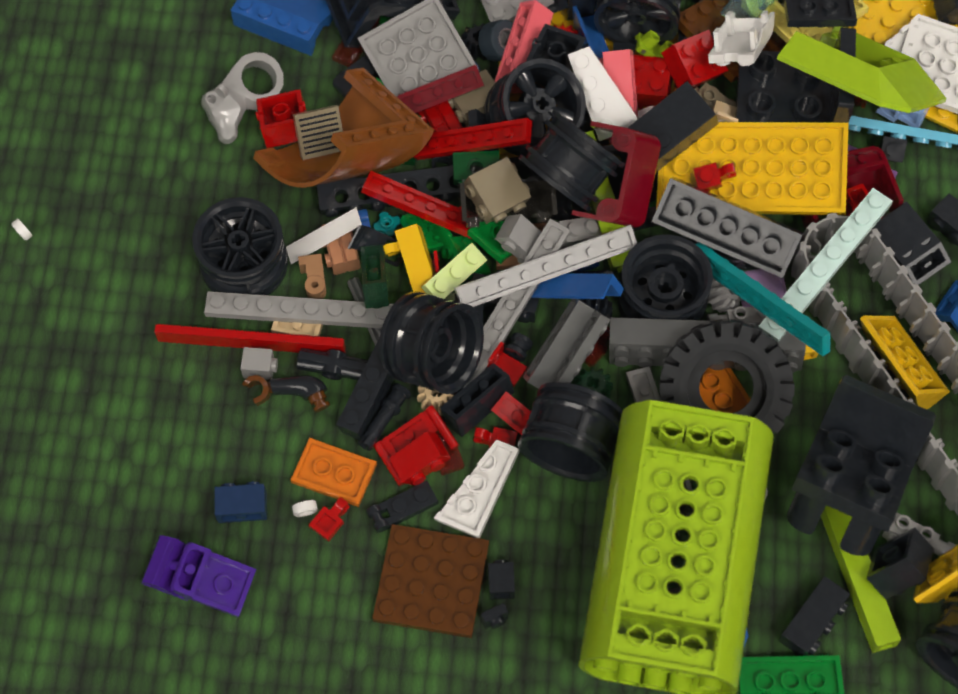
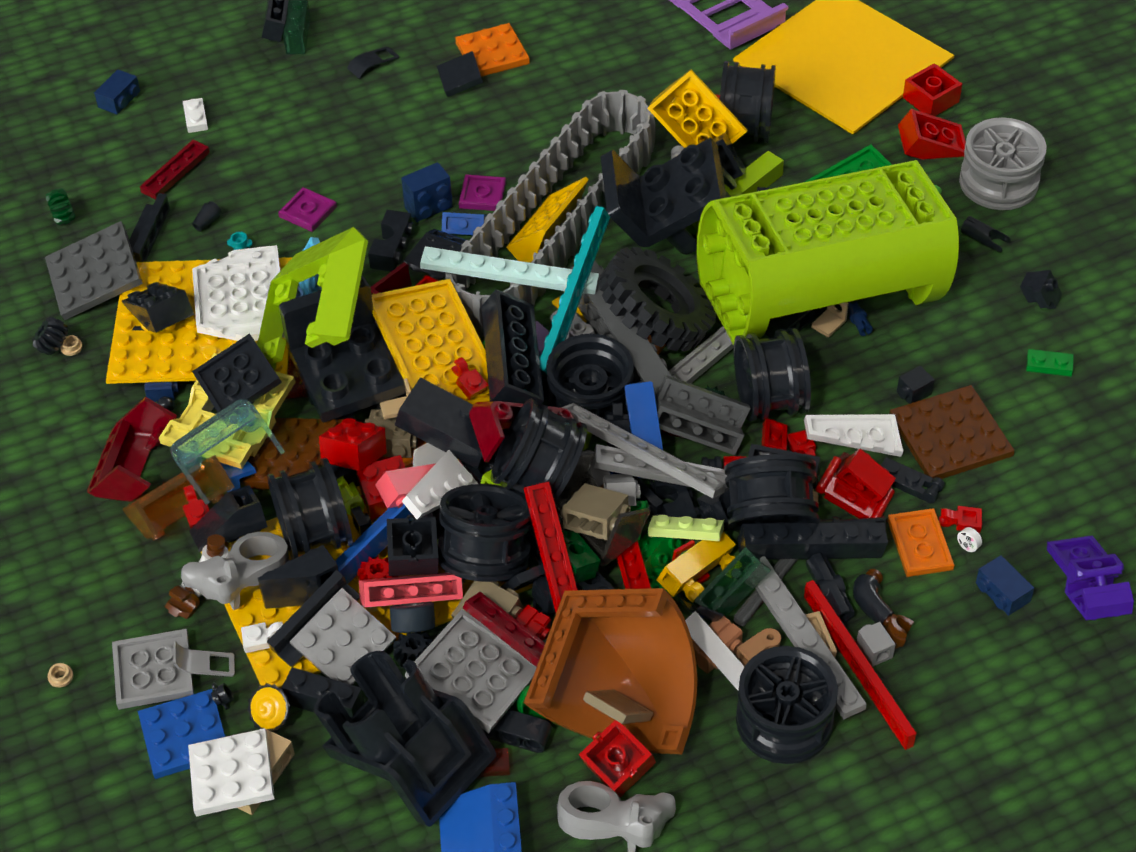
camera: 120 degrees left, 15 degrees down
(494, 617) = (945, 376): black plate -> none
(741, 39) = (317, 404): white piece -> none

